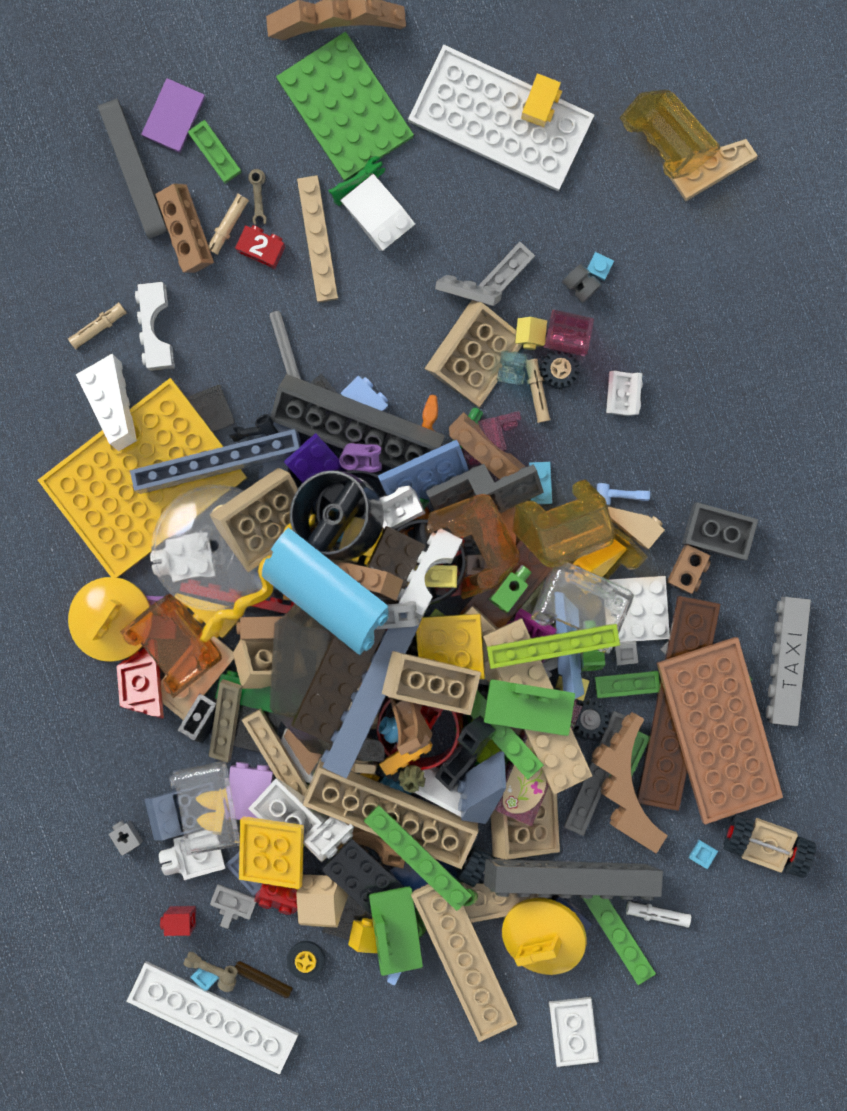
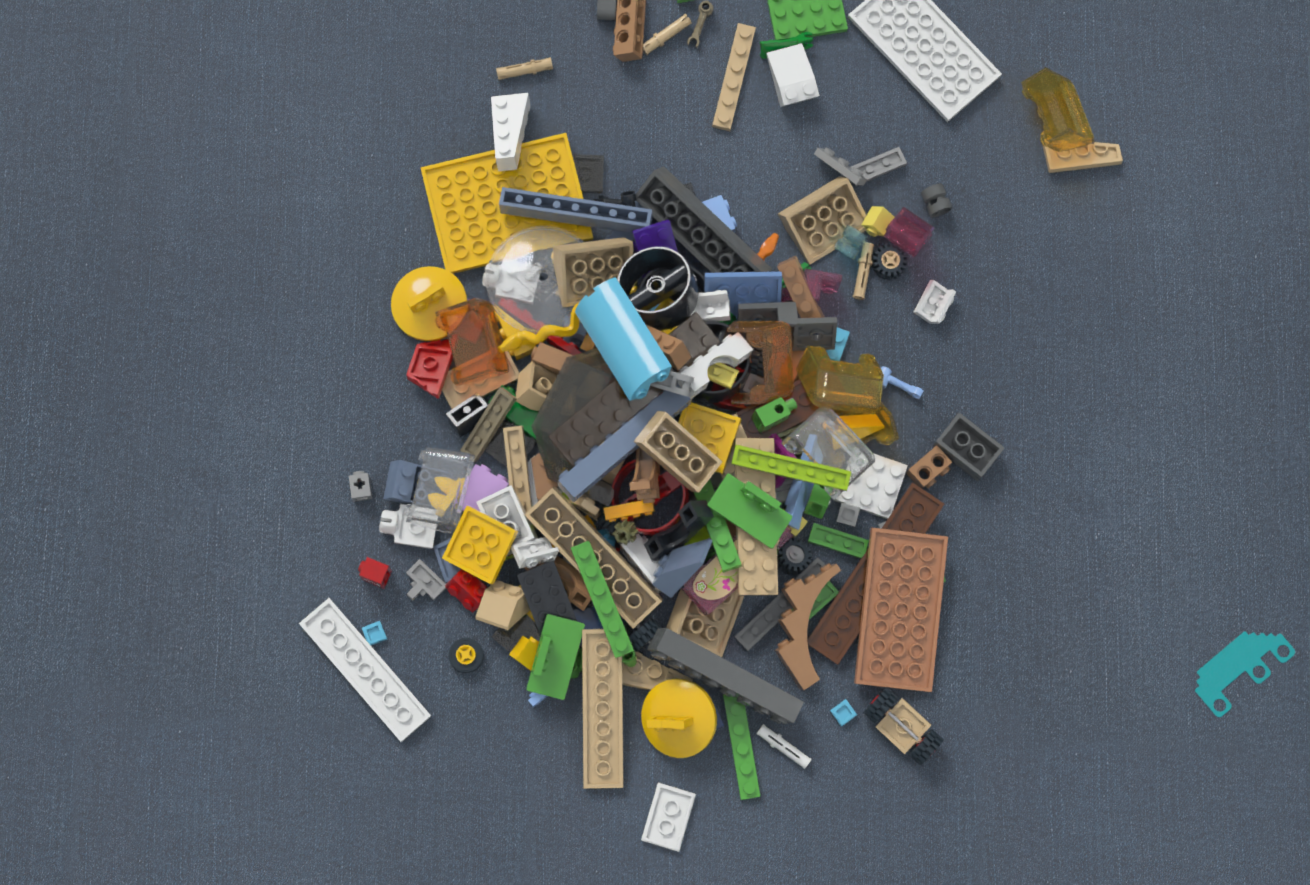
camera: 10 degrees right, 10 degrees down
(152, 301) = (578, 67): white arch -> none
(227, 977) = (393, 639): dark tan brick -> none
(260, 247) = (685, 62): red brick -> none
(263, 979) = (421, 656): dark brown axle -> none
(284, 344) = (670, 144): light grey axle -> none
(363, 458) = (700, 257): medium lavender piece -> none
(389, 729) = (623, 480): dark azure animal -> none
(540, 100) = (962, 43): yellow brick -> none
(600, 266) = (957, 194): medium azure plate -> none
(637, 526) = (904, 415): tan slope -> none
(789, 661) = (983, 580): light grey brick -> none

